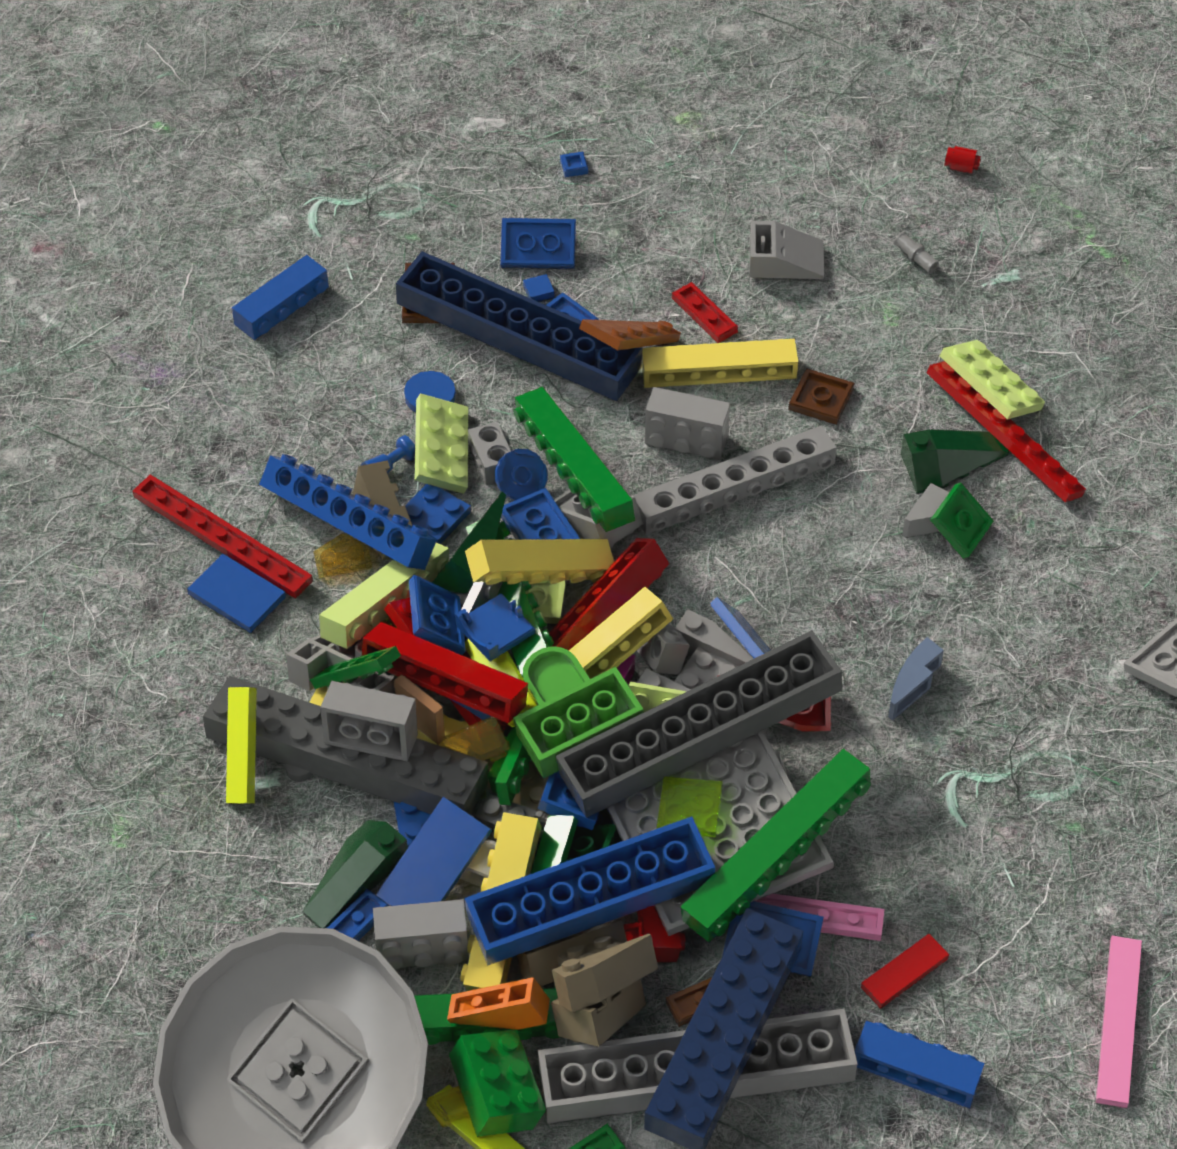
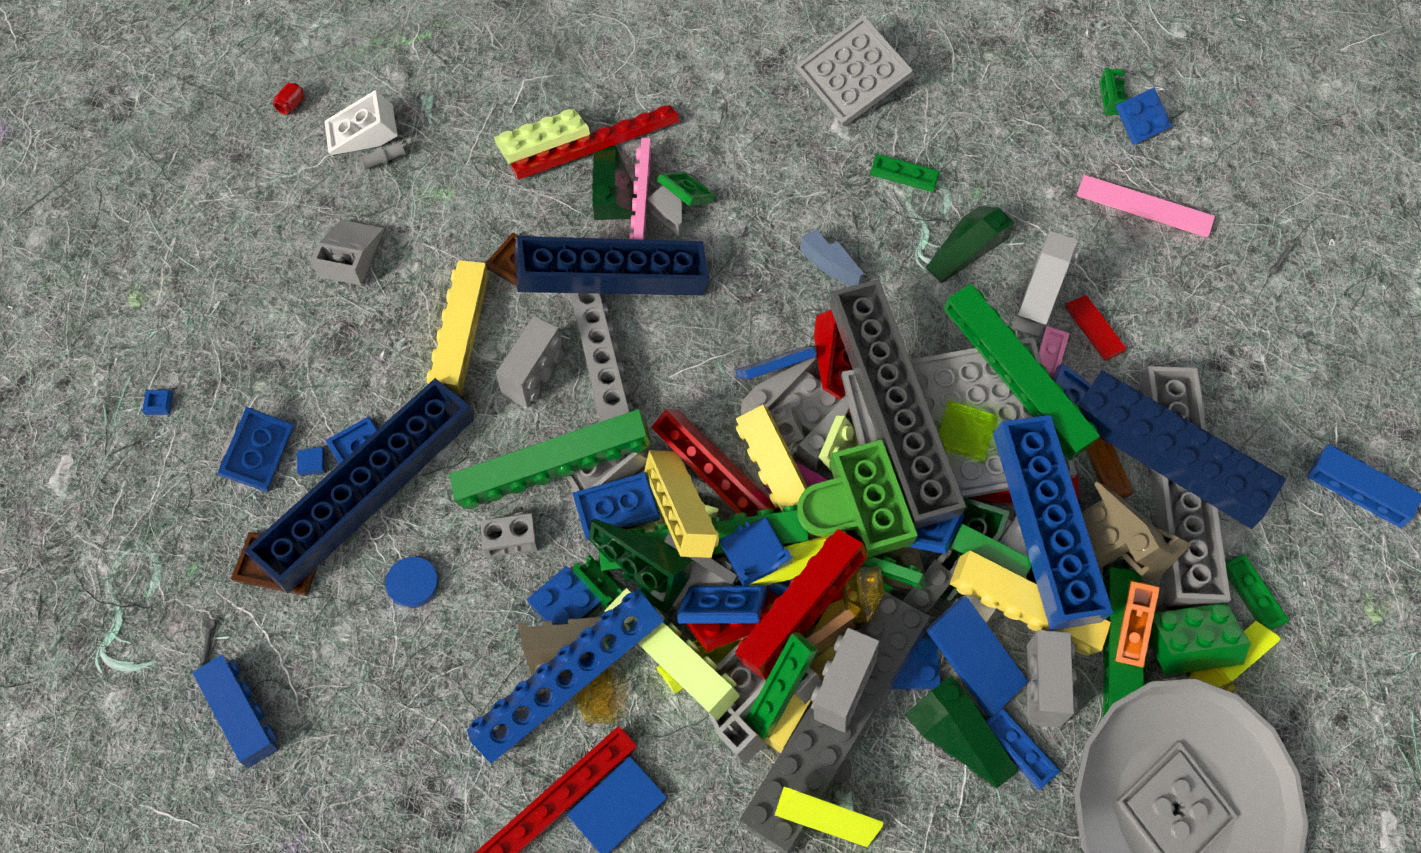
camera: 80 degrees left, 10 degrees up
(359, 263) = (210, 625): none -> dark grey hinge
(405, 450) = (496, 641): blue piece -> none
(441, 443) = (485, 578): yellowish green plate -> none
(453, 529) = (598, 581): none -> green hinge
(520, 473) = (547, 512): blue tile -> none
(630, 334) = (414, 385): dark orange wing -> none
(705, 312) = (390, 329): red tile -> none
(819, 462) = (610, 266): none -> dark blue brick
(915, 483) = (639, 204): none -> bright pink plate
(918, 1063) = (1182, 331): blue brick -> none
(919, 880) = (1045, 283): none -> wedge
(949, 227) = (361, 125): none -> white slope
(996, 826) = (970, 240): none -> dark green wedge
(1074, 743) = (905, 173): none -> green tile

